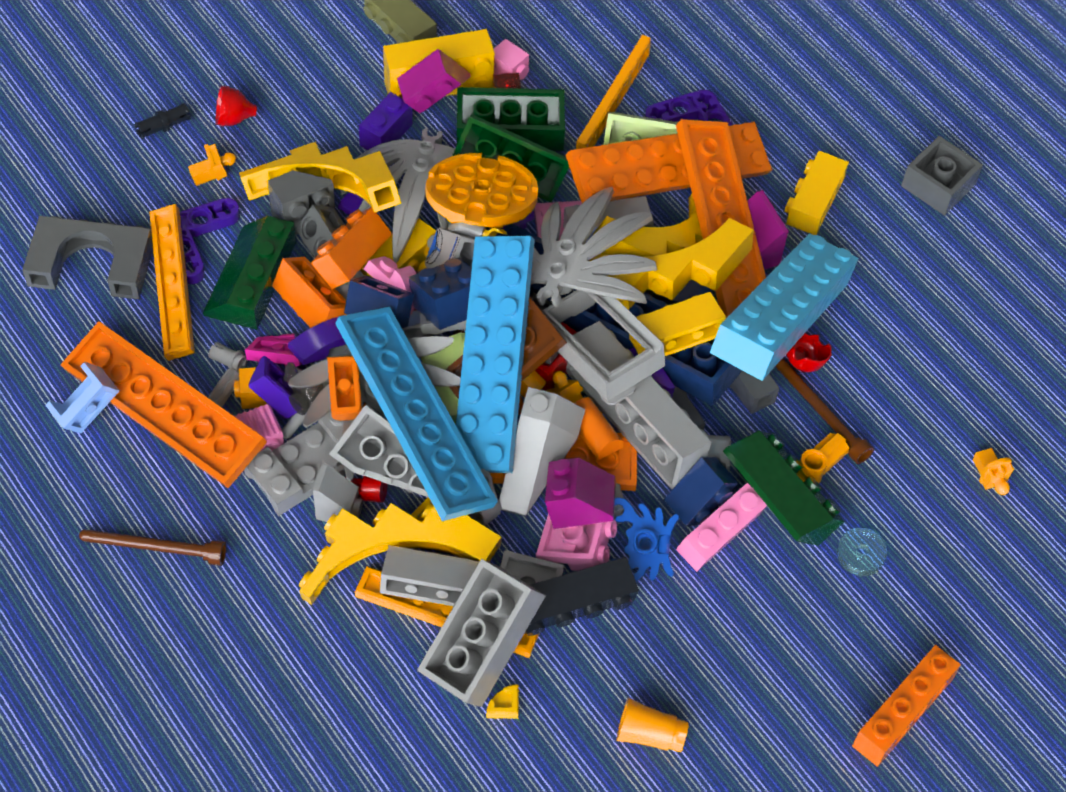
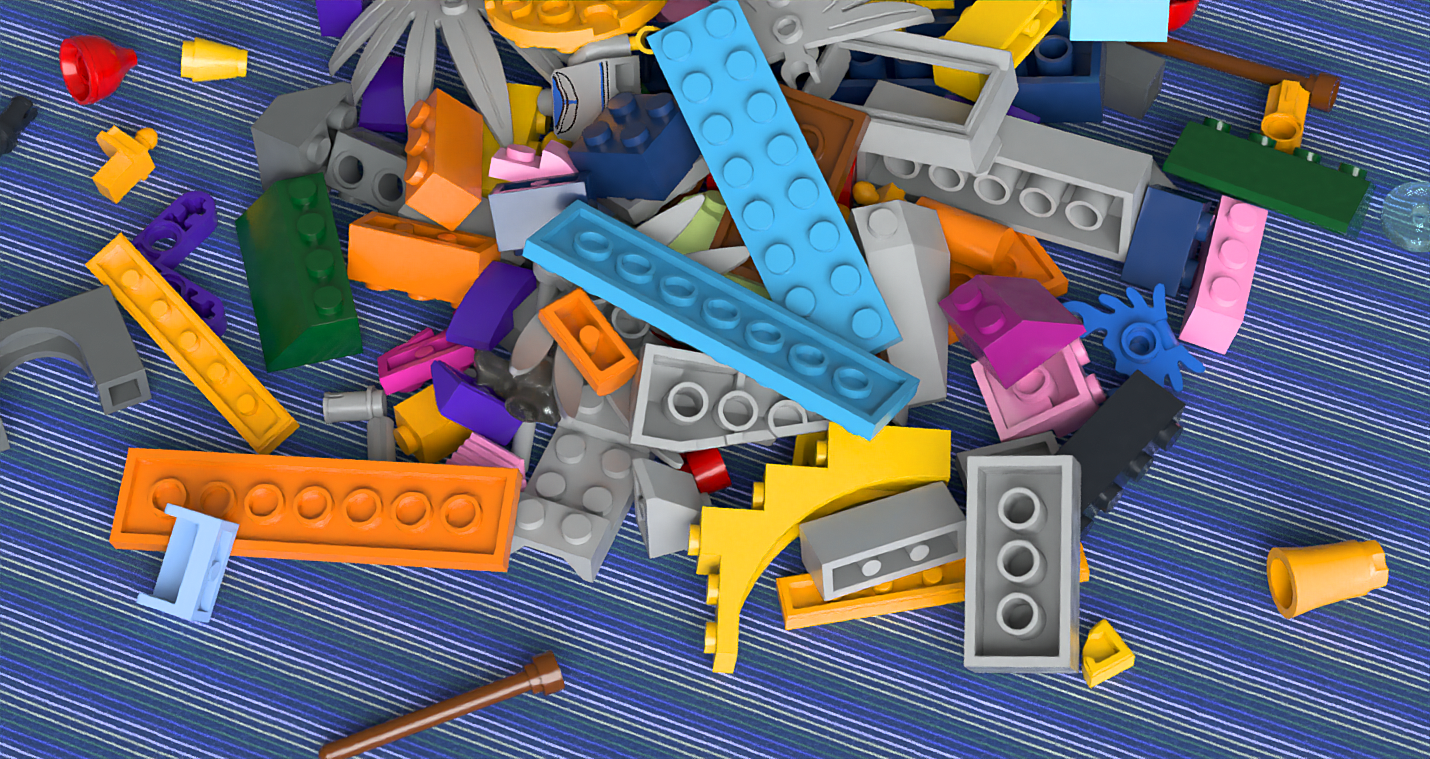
camera: 25 degrees left, 5 degrees down
(291, 132) = (212, 61): none -> yellow cone
(364, 176) = (394, 52): yellow arch -> none

